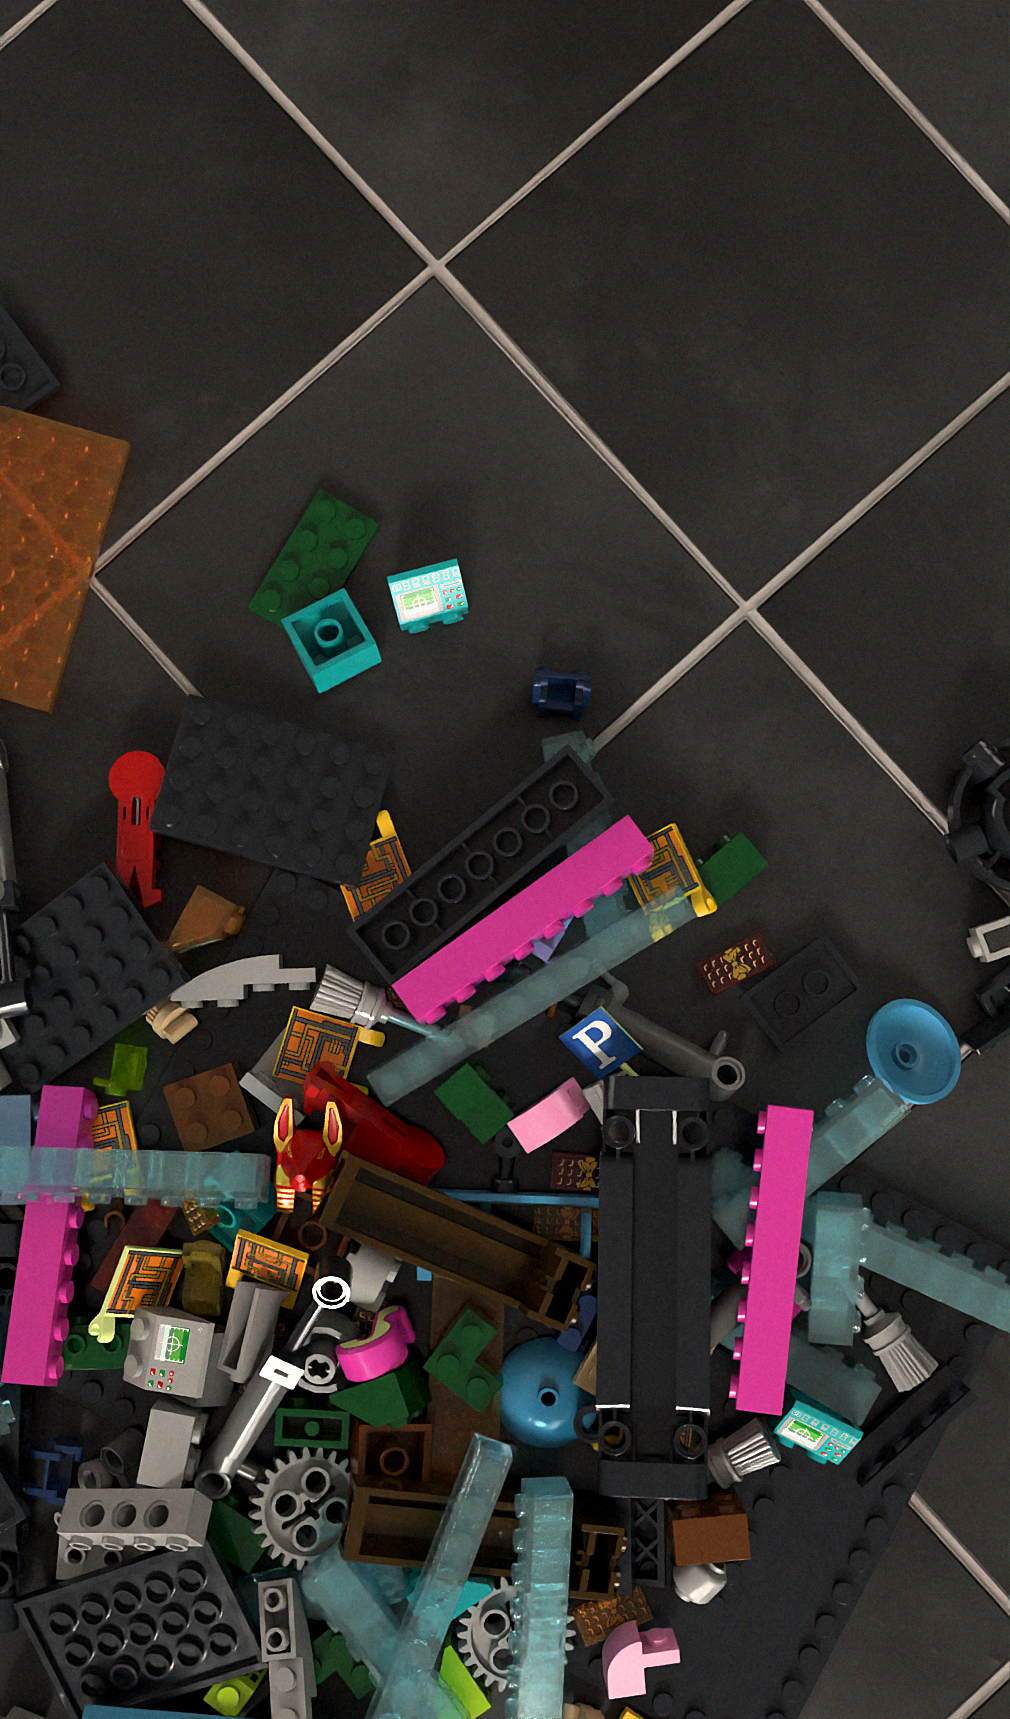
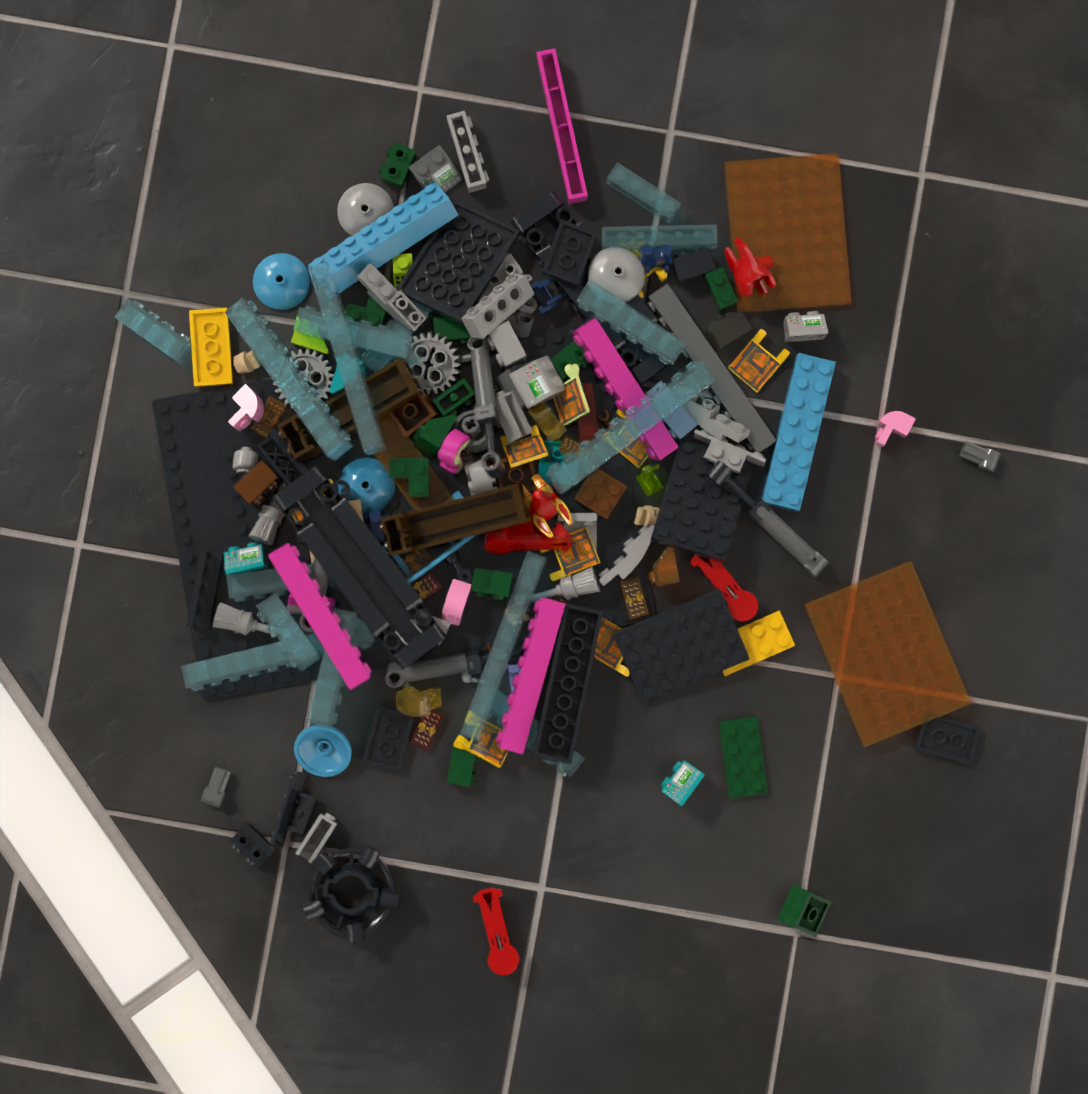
camera: 145 degrees right, 0 degrees up
(147, 708) = (763, 639): none -> yellow plate
(285, 915) = (634, 598): none -> tile
(332, 640) = (708, 730): teal slope -> none
(400, 286) = (804, 910): none -> dark green slope
(561, 691) = (593, 787): dark blue piece -> none
(601, 1043) = (457, 649): blue piece -> none
(722, 1010) = (417, 703): none -> clear yellow brick
(877, 555) = (503, 956): none -> red piece

